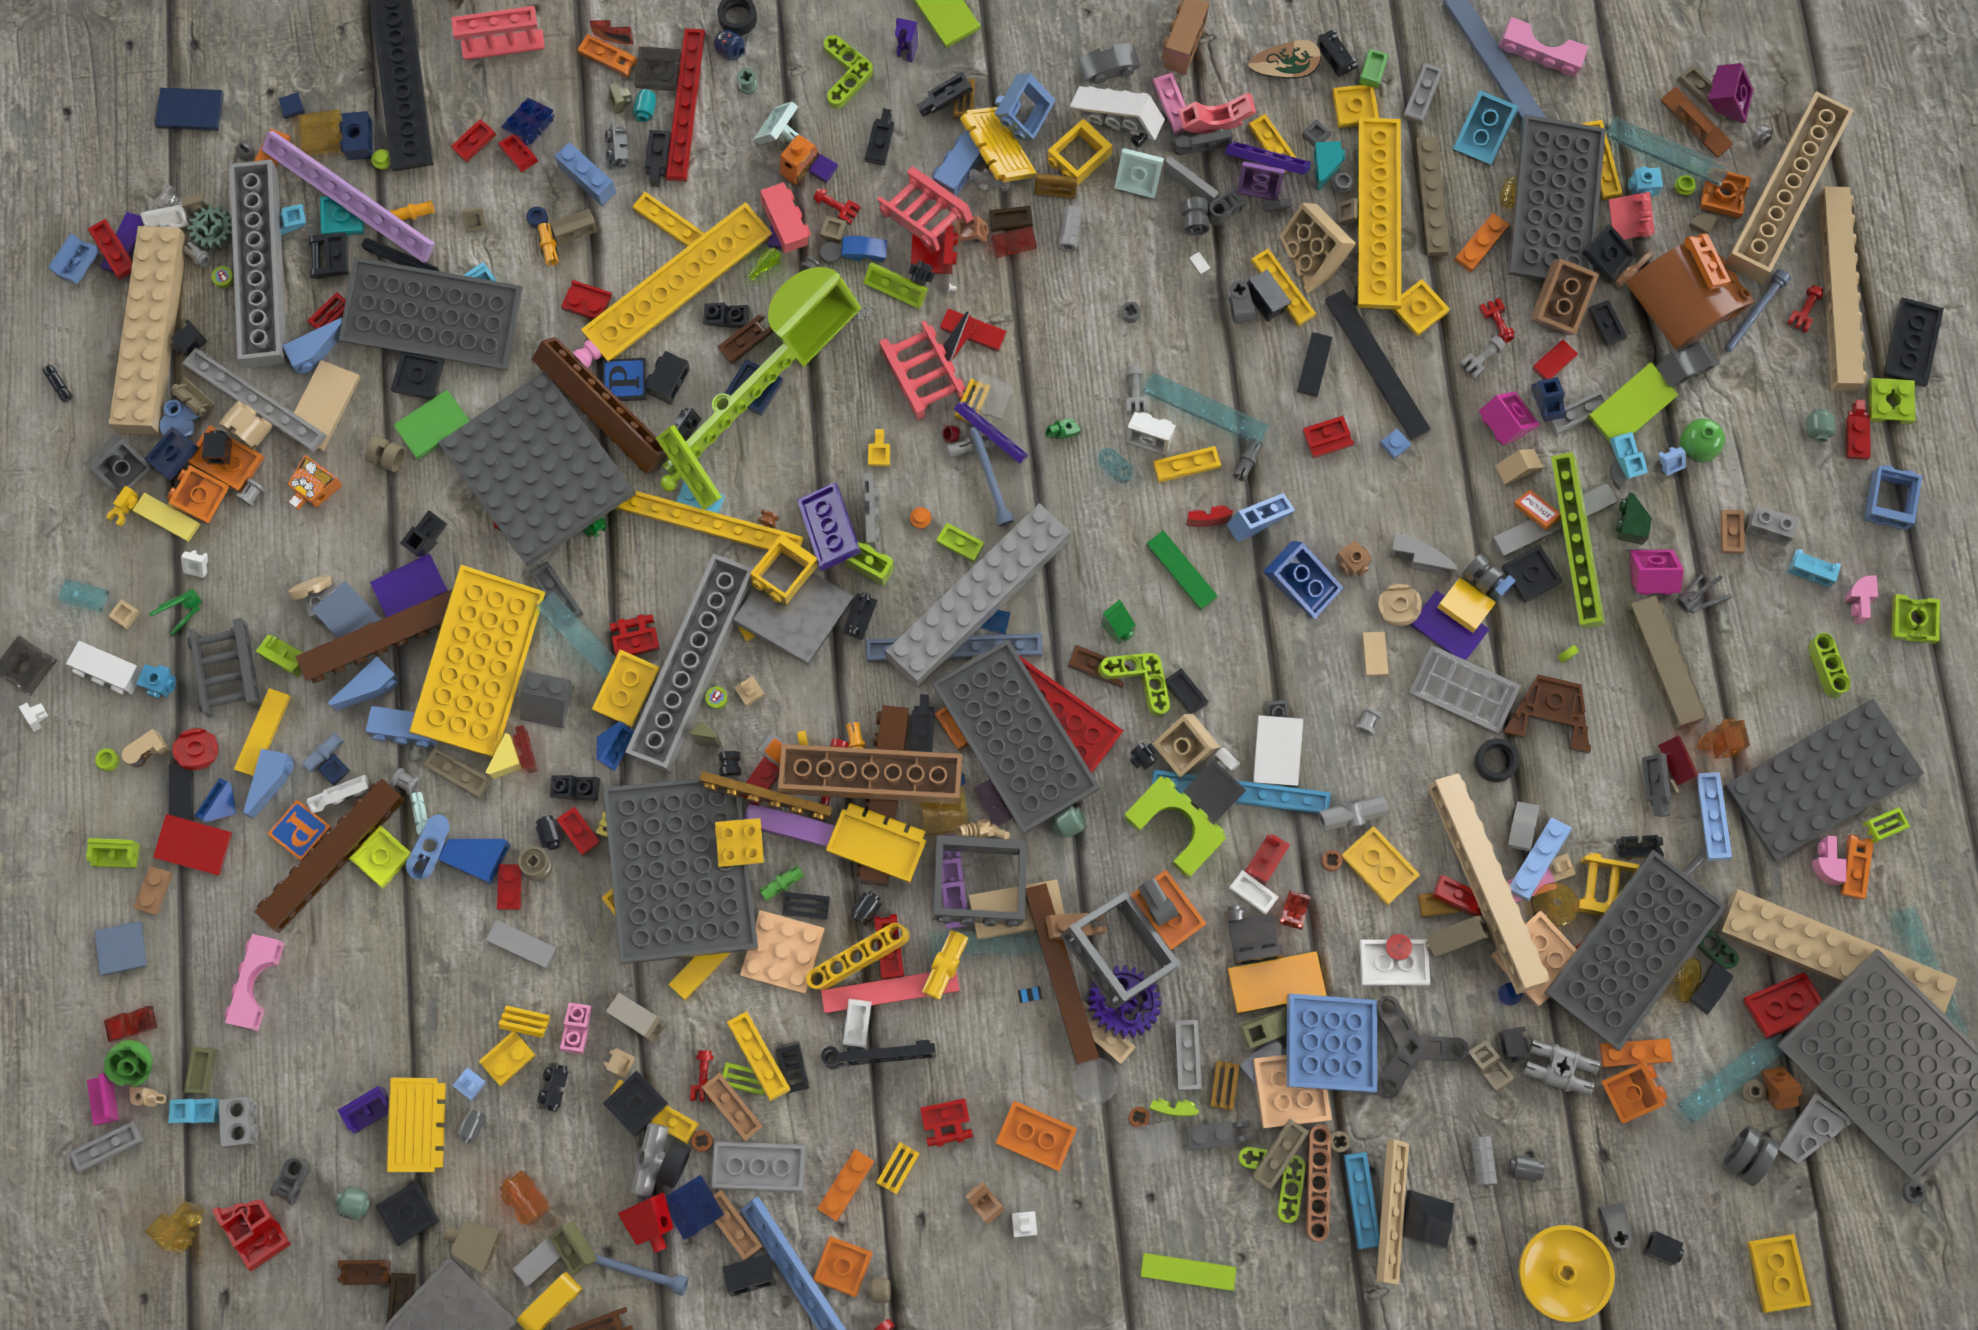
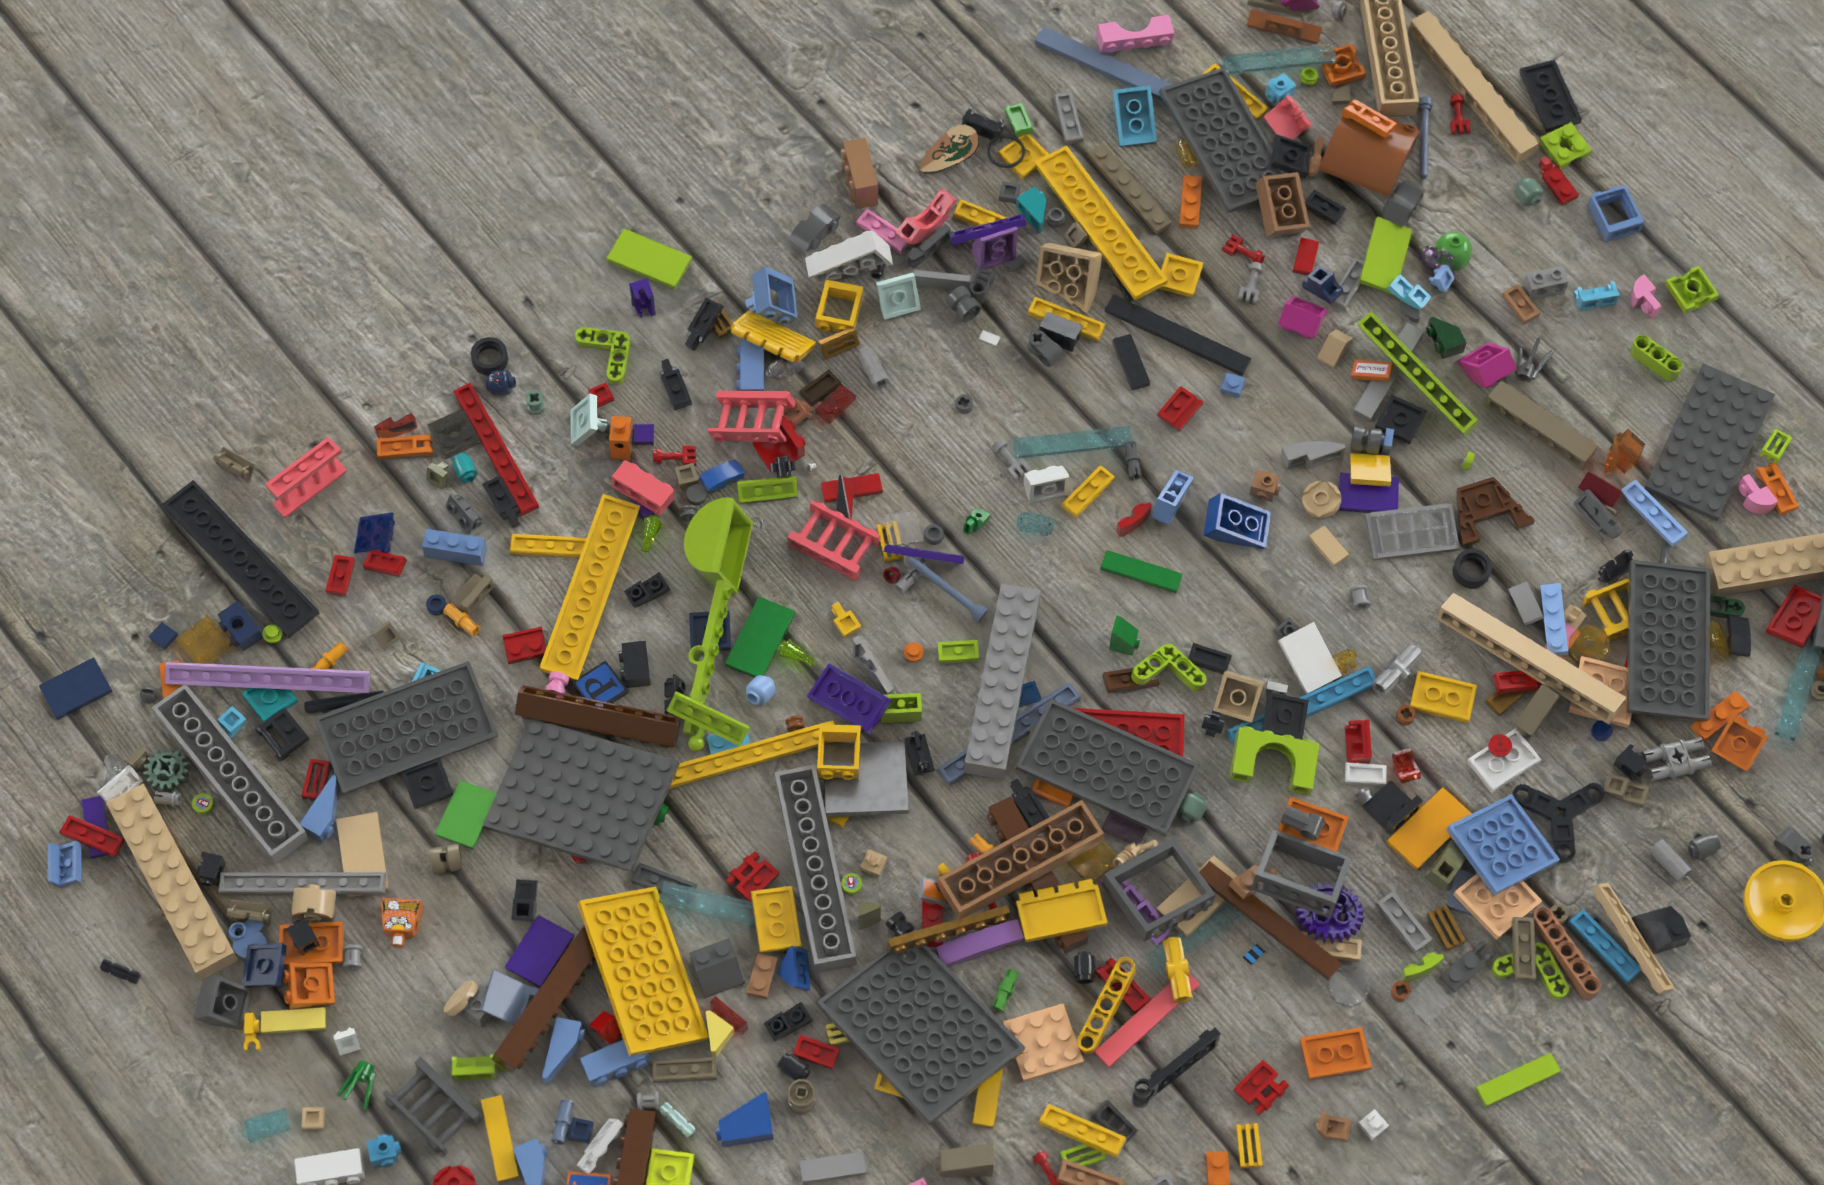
camera: 35 degrees left, 10 degrees down
(410, 691) = (606, 1027): none -> red brick
(435, 829) = (703, 1121): medium blue piece -> none
(509, 887) = (791, 1130): red plate -> none
(581, 731) = (762, 976): none -> medium nougat plate
(739, 842) = (953, 976): yellow hinge -> none
(744, 339) = (676, 600): reddish brown hinge -> none
(759, 469) = (760, 690): none -> light blue head
(794, 420) = (760, 638): none -> green tile
(811, 109) = (603, 394): none -> red tile
(812, 449) = (792, 651): none -> clear neon green cone
(825, 907) = (1051, 988): black tile -> none
(857, 1023) = (1139, 1056): white plate -> none
(1016, 418) = (933, 534): none -> dark grey tile
(1311, 769) = (1344, 657): none -> clear yellow tile
(1339, 74) = (1006, 165): none -> black piece
(1675, 436) = (1432, 258): none -> piece

